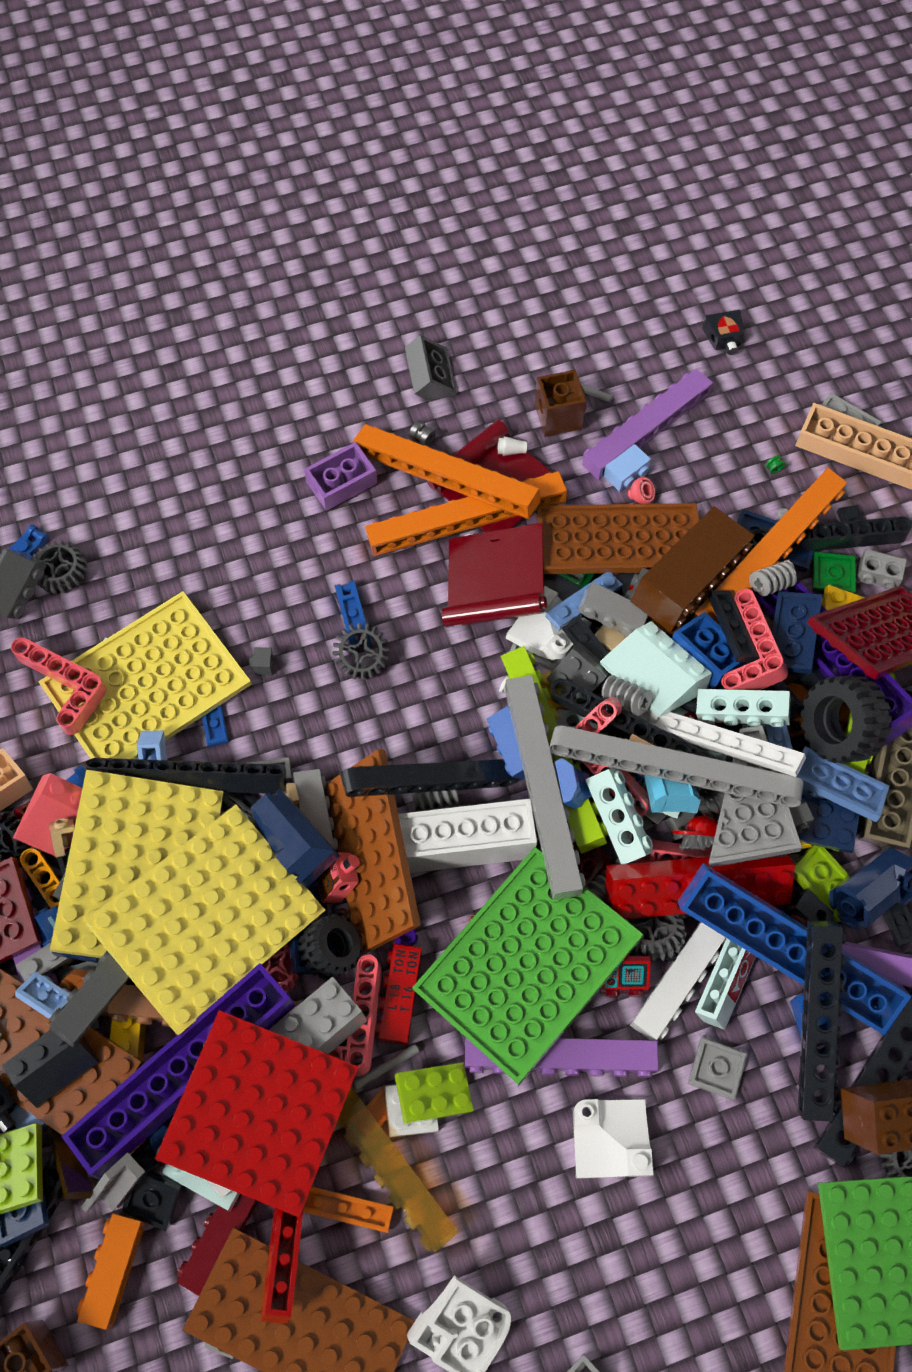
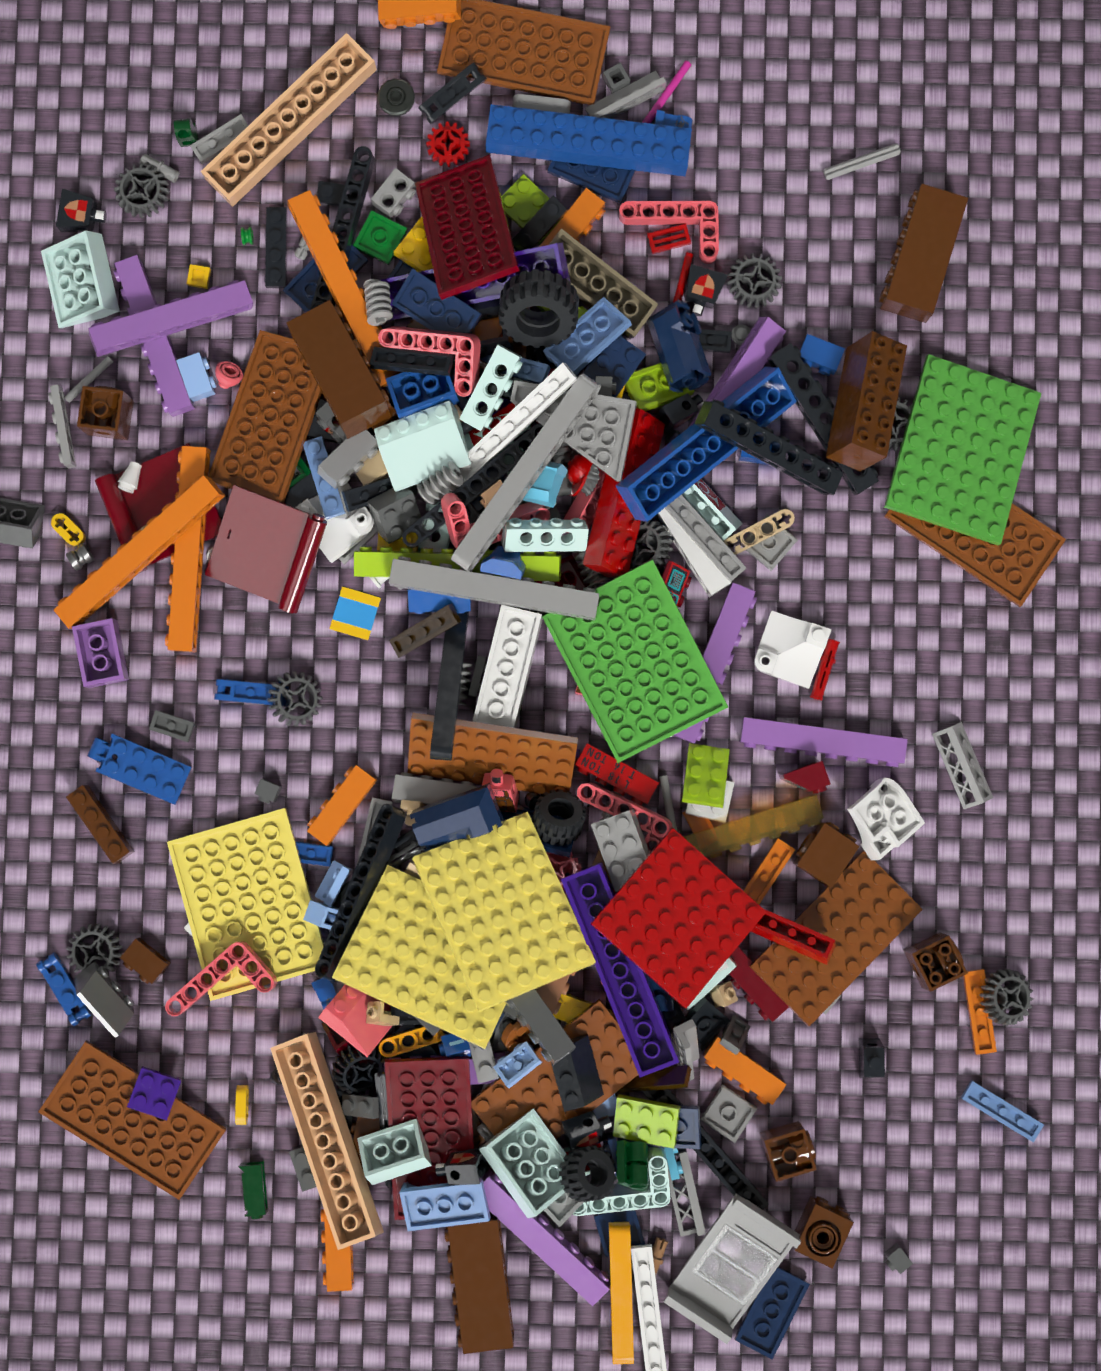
camera: 65 degrees left, 20 degrees up
(56, 1272) = (728, 1113): none -> light grey tile
(62, 612) = (145, 961): none -> reddish brown brick
(148, 1241) = (734, 1035): none -> dark grey plate
(181, 531) = (100, 824): none -> reddish brown brick
(188, 751) = (333, 883): none -> light blue bracket
(192, 1210) = (723, 994): none -> tan bracket
(246, 547) = (140, 767): none -> blue hinge
(271, 732) = (342, 804): none -> orange brick
(295, 559) = (172, 726): none -> dark grey plate
(394, 1271) = (826, 853): none -> reddish brown brick
(447, 419) = (71, 527): none -> yellow beam
(466, 680) = (355, 613): none -> sticker
(474, 1214) = (808, 778): none -> dark red slope
(475, 743) = (425, 630): none -> dark brown plate
(525, 1223) = (824, 741): none -> medium lavender brick
(528, 384) = (60, 418): none -> light grey plate
(635, 1187) = (831, 648): none -> red pin
(669, 352) = (80, 279): none -> light aqua slope
(670, 424) = (170, 318): none -> medium lavender brick
(692, 988) = (705, 538): none -> light grey plate
(718, 439) = (198, 276): none -> yellow plate
(725, 1046) = (758, 533): none -> tan beam
(770, 370) = (134, 195): none -> dark grey gear
(775, 492) = (276, 247): none -> black plate
(797, 378) = (169, 173): none -> light grey axle
(841, 382) = (185, 132): none -> dark green leg

